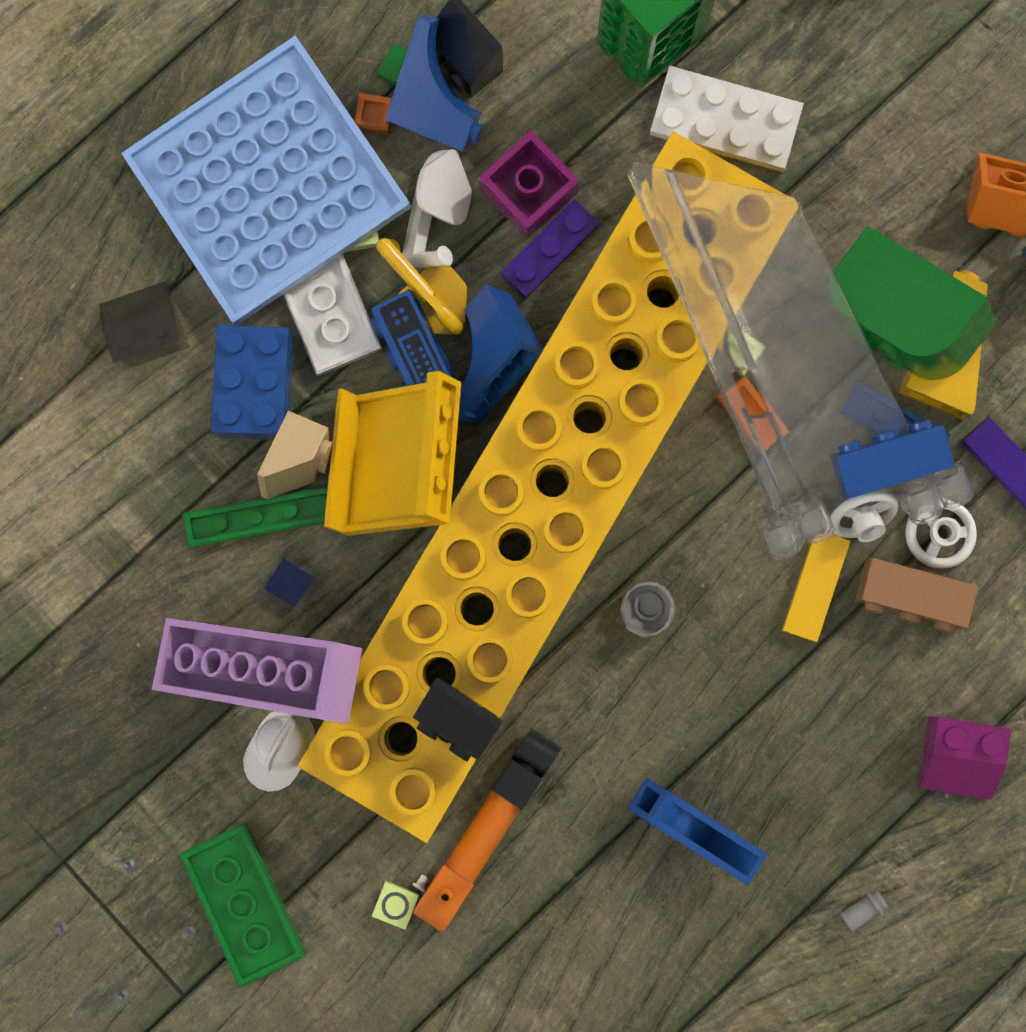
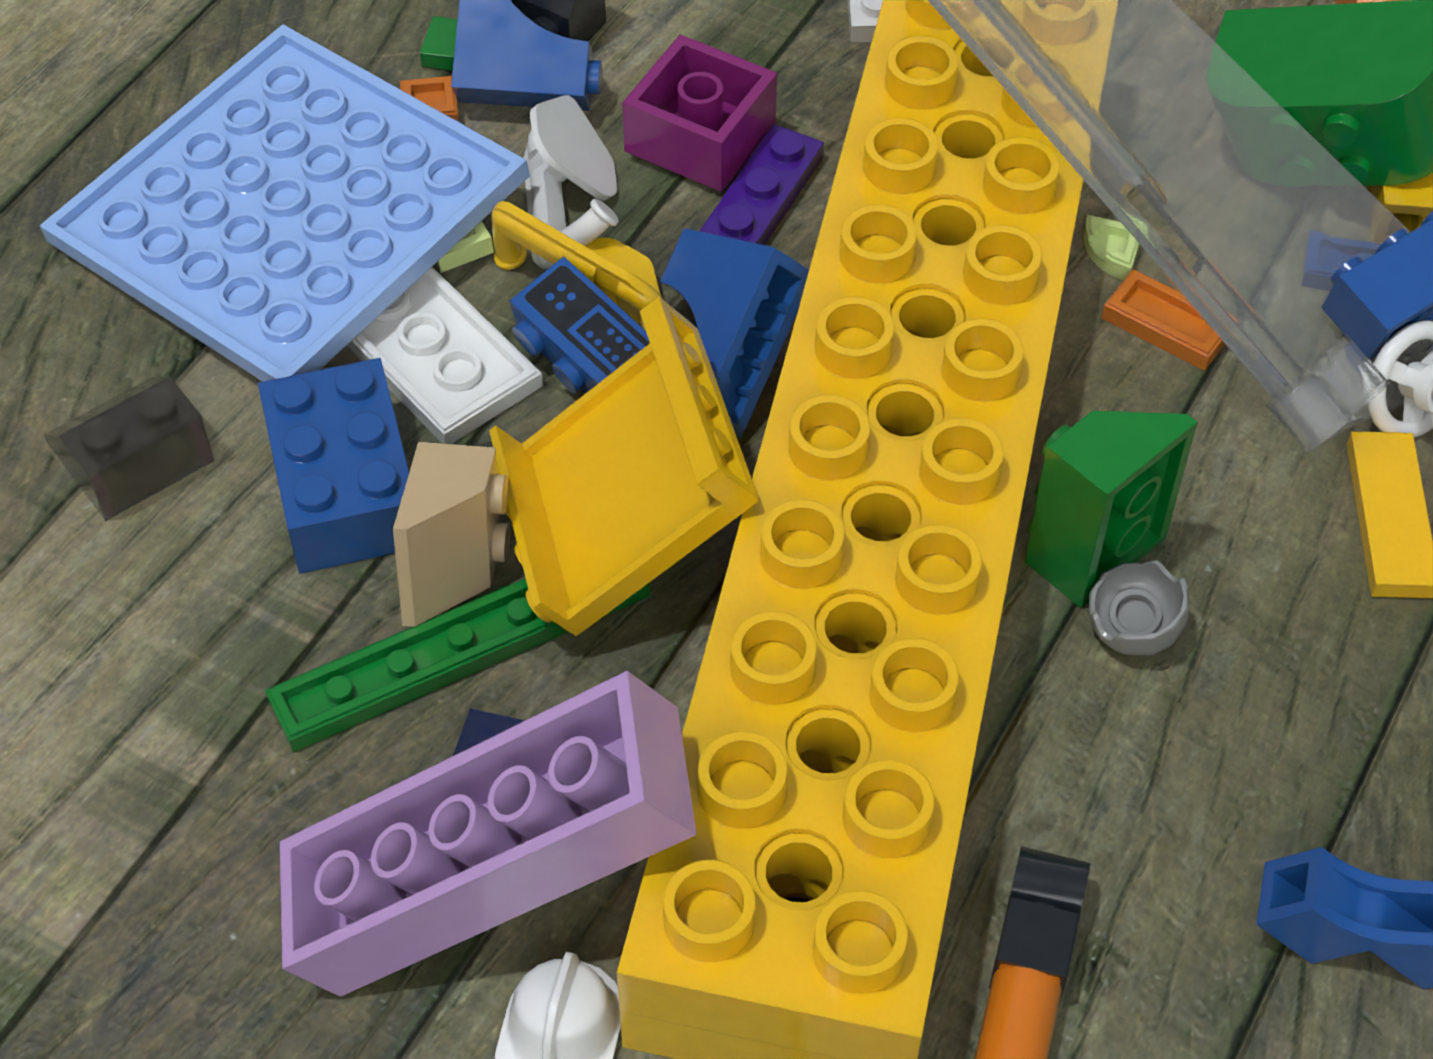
camera: 20 degrees left, 30 degrees down
(456, 719) = (903, 743): black slope -> none
(646, 553) = (1106, 495): none -> green slope

